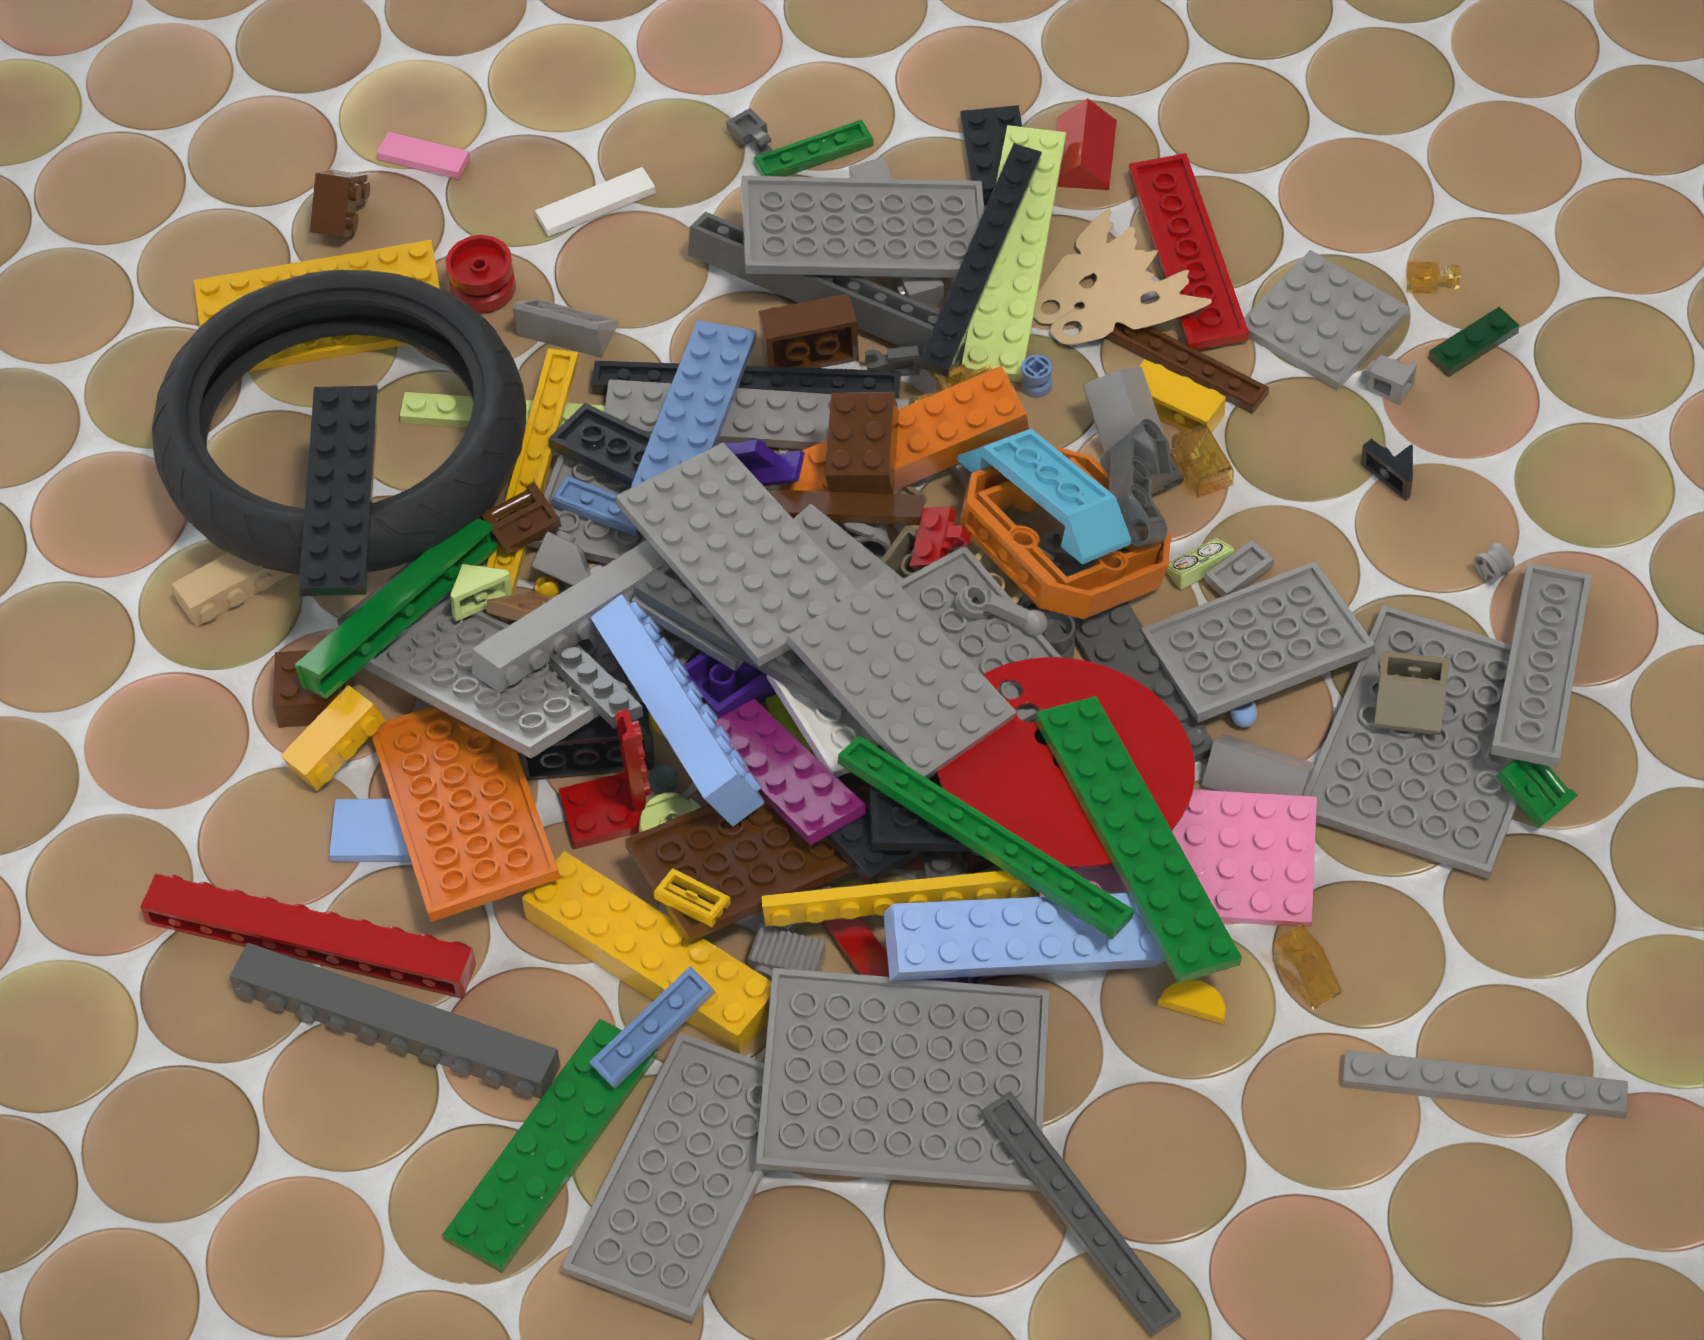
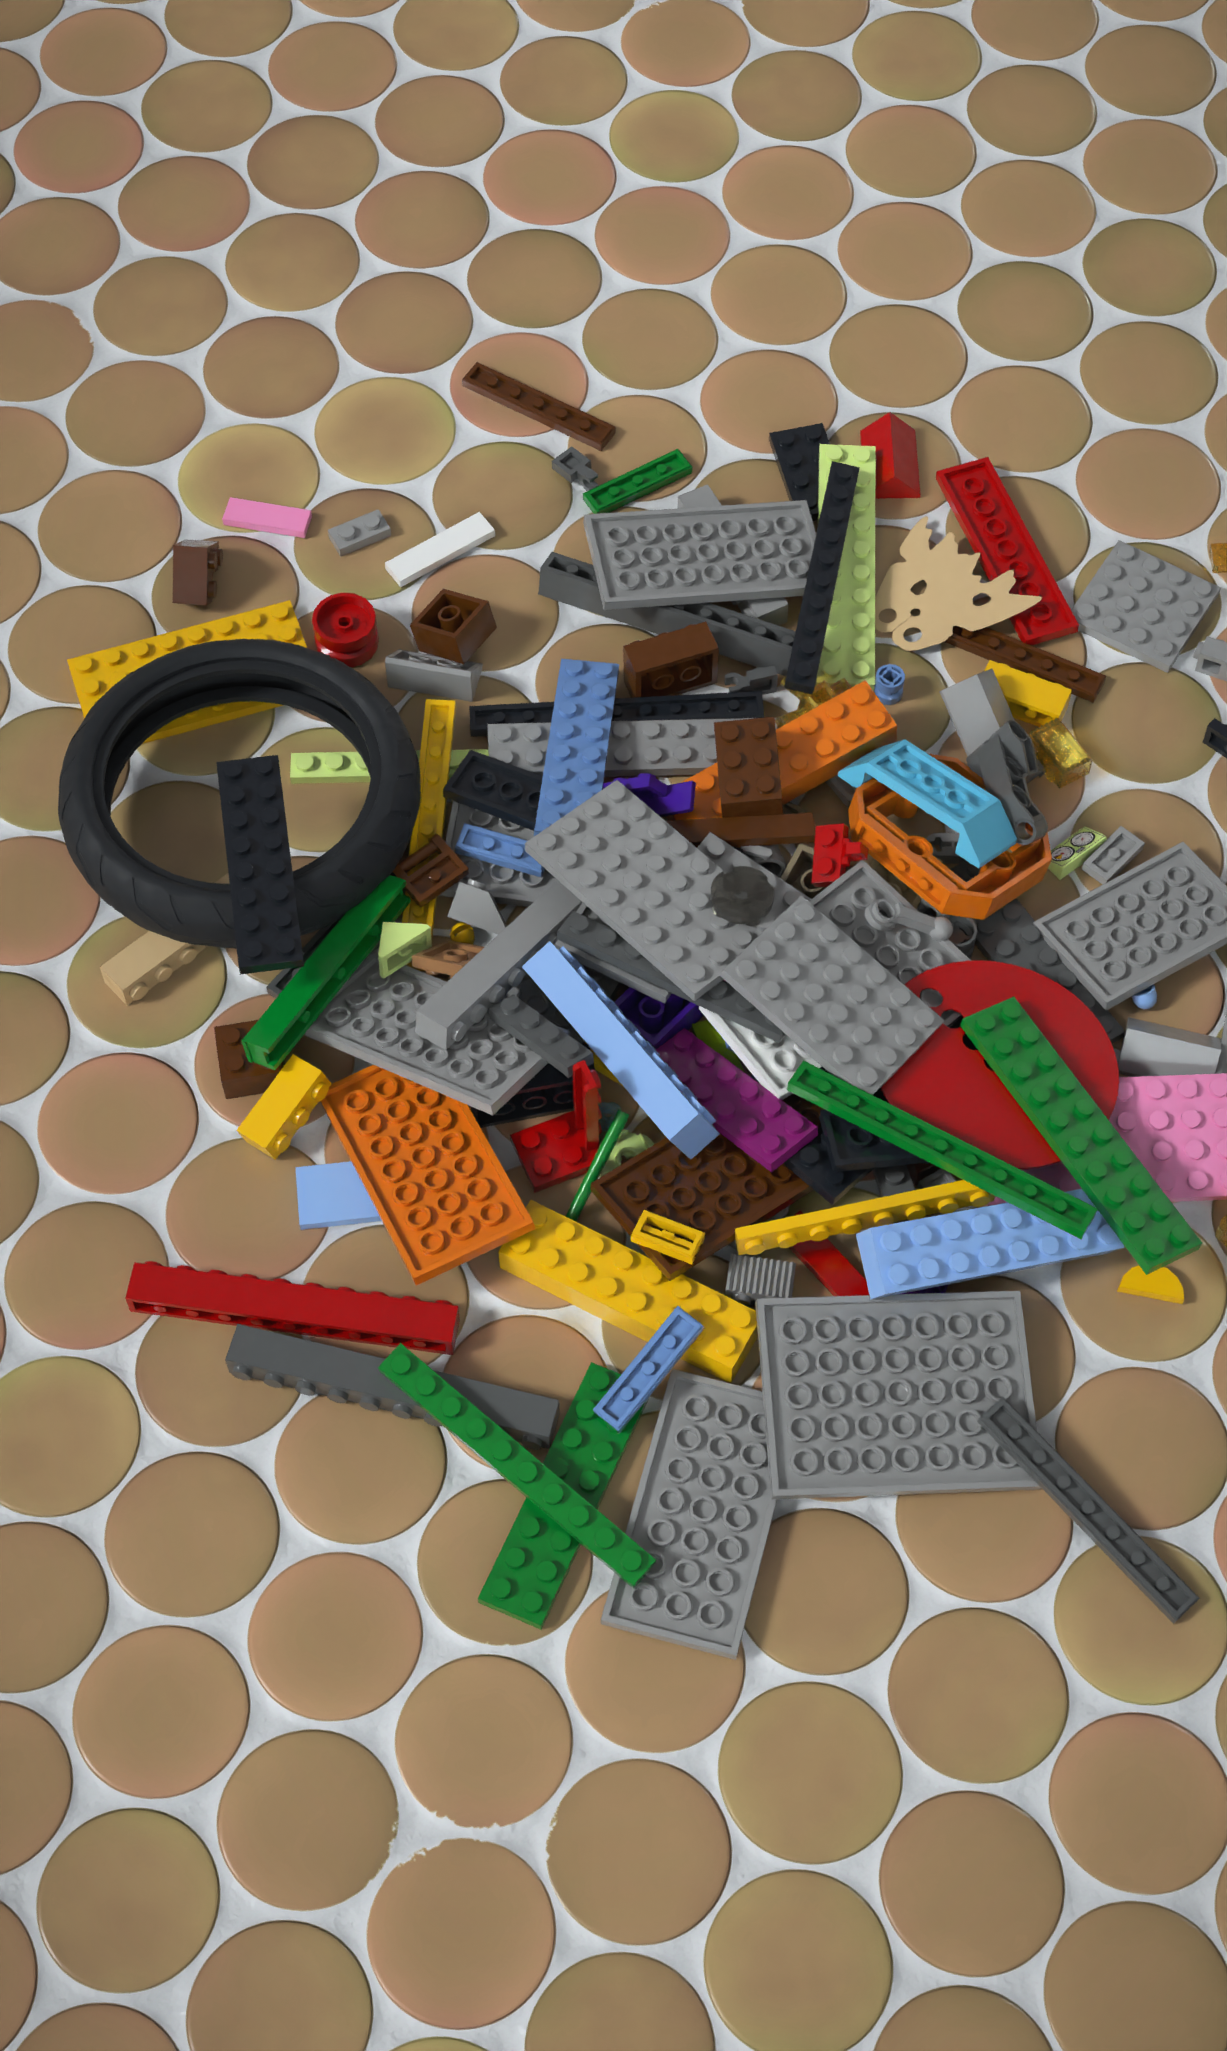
camera: 10 degrees left, 5 degrees up
(503, 1108) = (517, 1466): none -> green plate
(515, 178) = (359, 532): none -> light grey plate
(591, 278) = (453, 626): none -> reddish brown brick
(639, 822) = (597, 1164): none -> green bar
(725, 65) = (539, 406): none -> reddish brown tile
(827, 580) = (739, 910): none -> clear smoke plate

